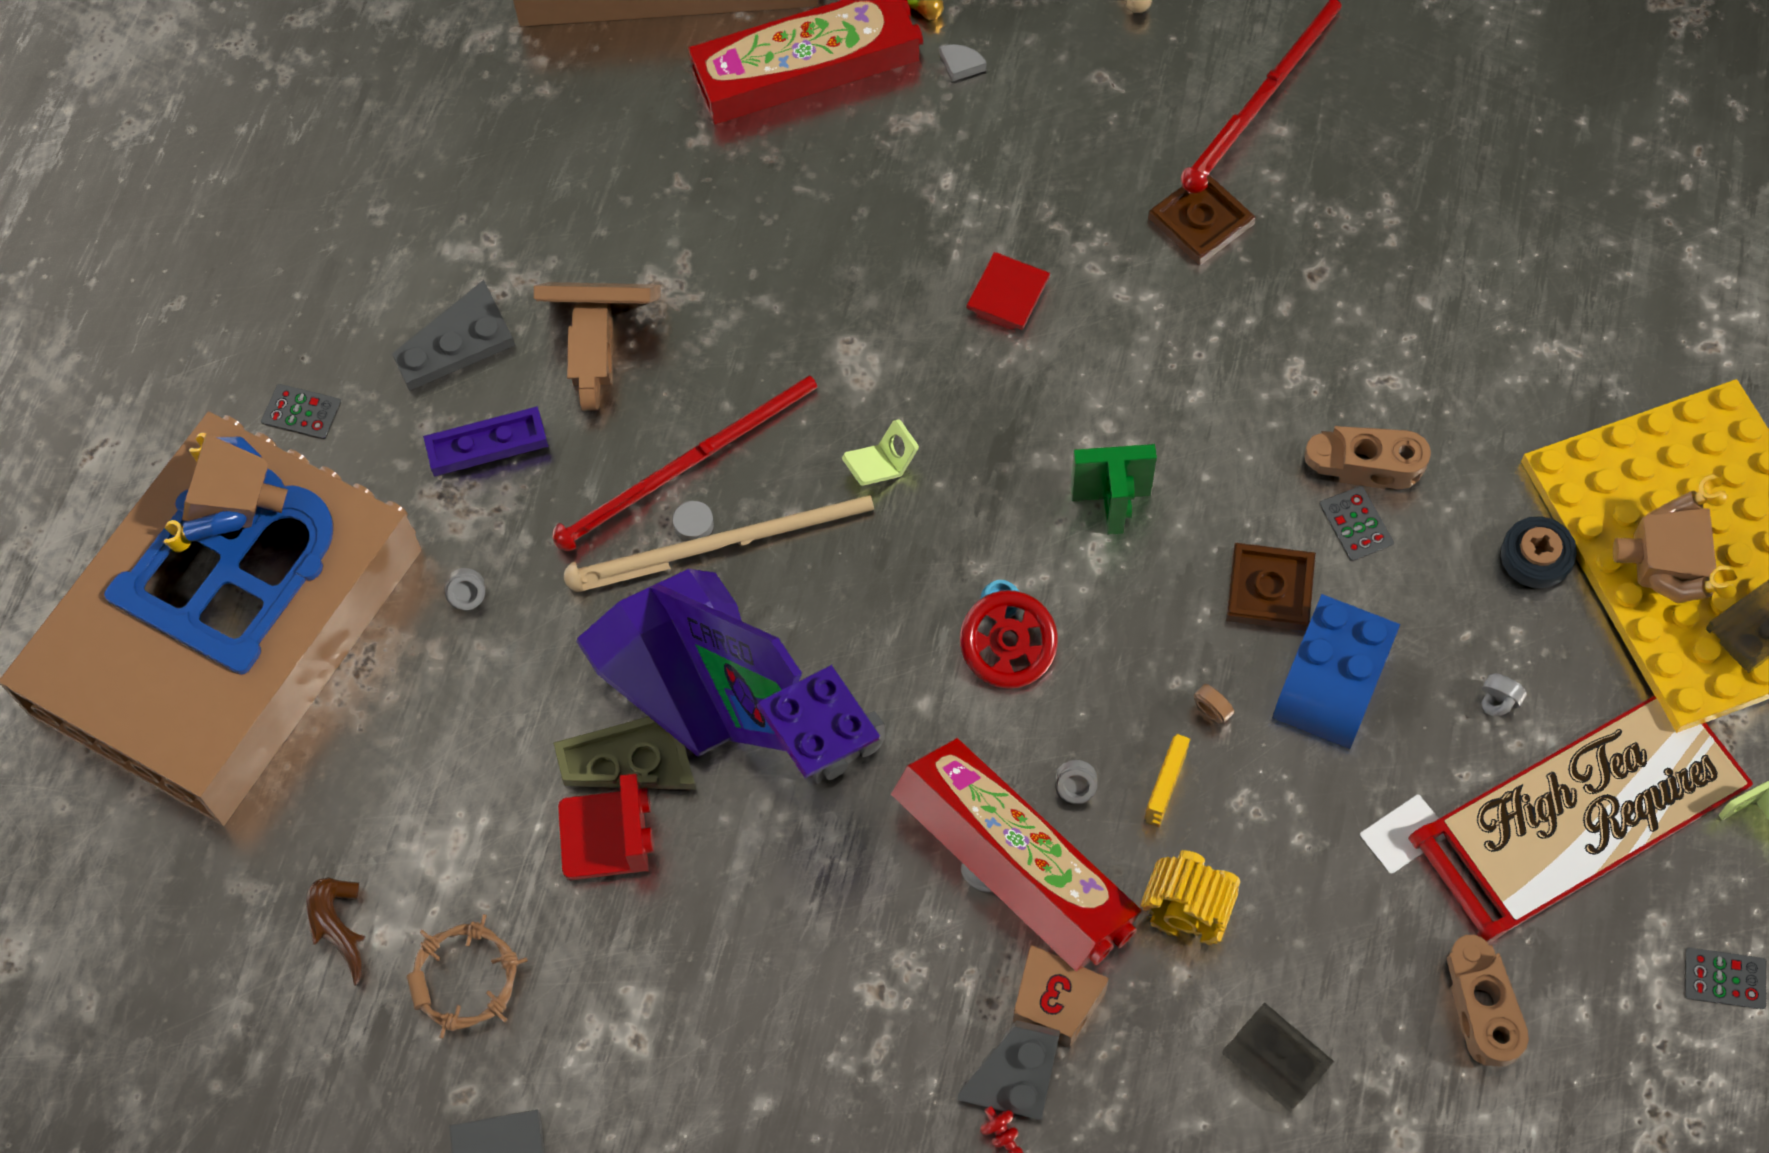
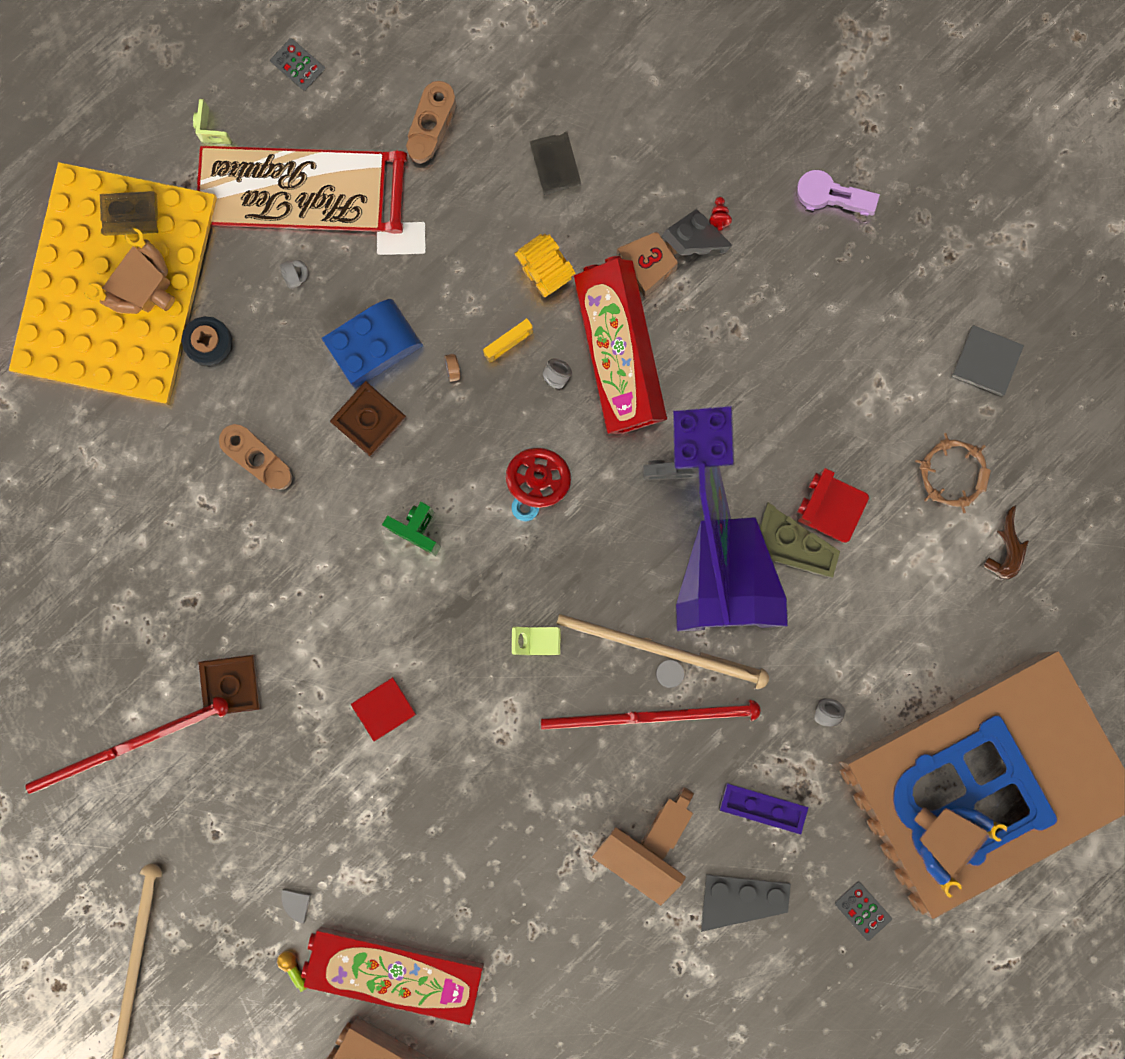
camera: 145 degrees left, 20 degrees up
(1356, 523) = (290, 428): dark grey sticker -> none

